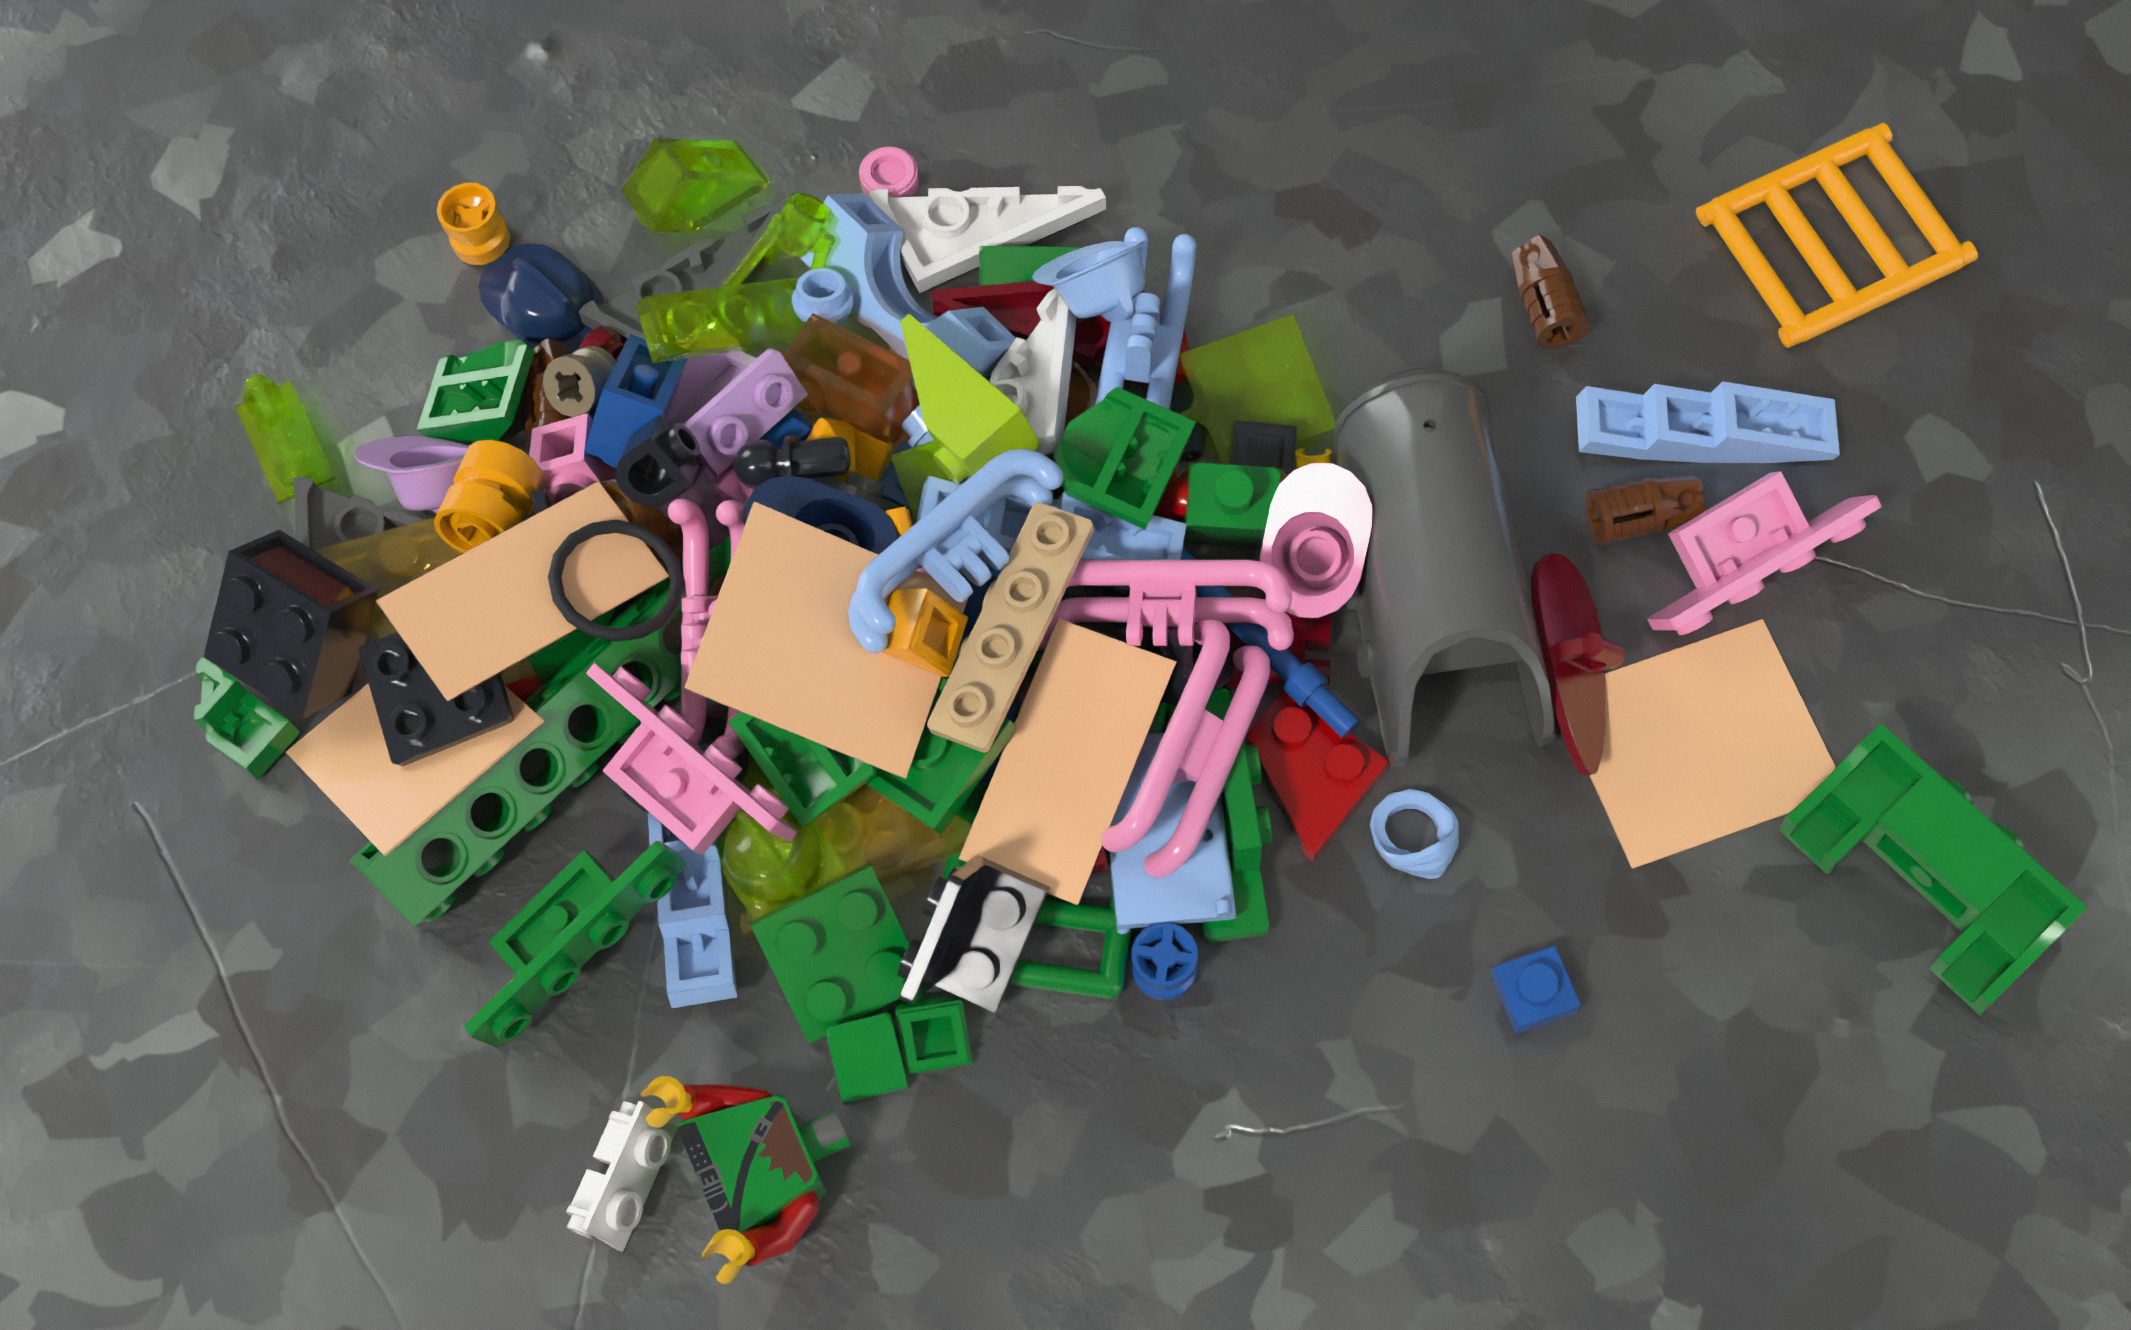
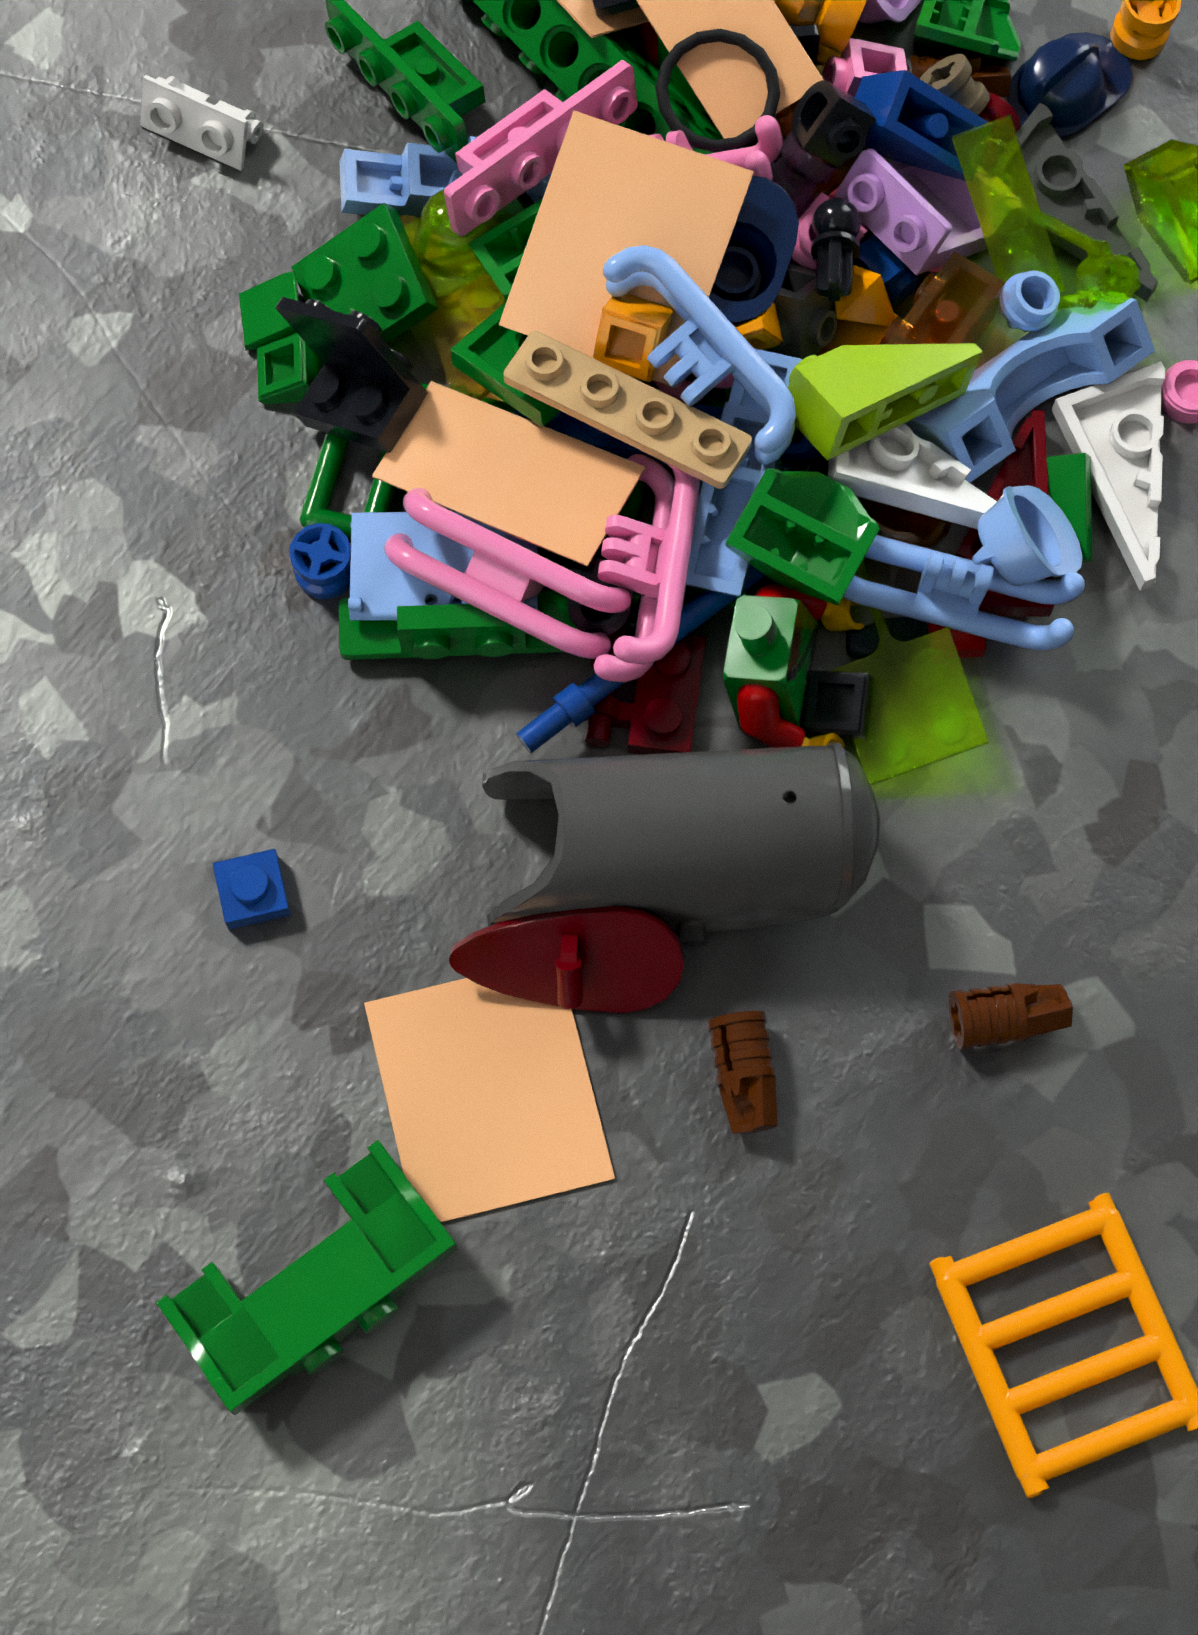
camera: 90 degrees right, 5 degrees up
(750, 1165) = (183, 211): torso -> none
(1313, 770) = (486, 712): red wing -> none
(1319, 536) = (699, 704): bright pink piece -> none
(1433, 860) = (394, 786): light blue piece -> none
(1704, 427) = (836, 1156): light blue slope -> none
(1746, 541) = (691, 1168): bright pink bracket -> none

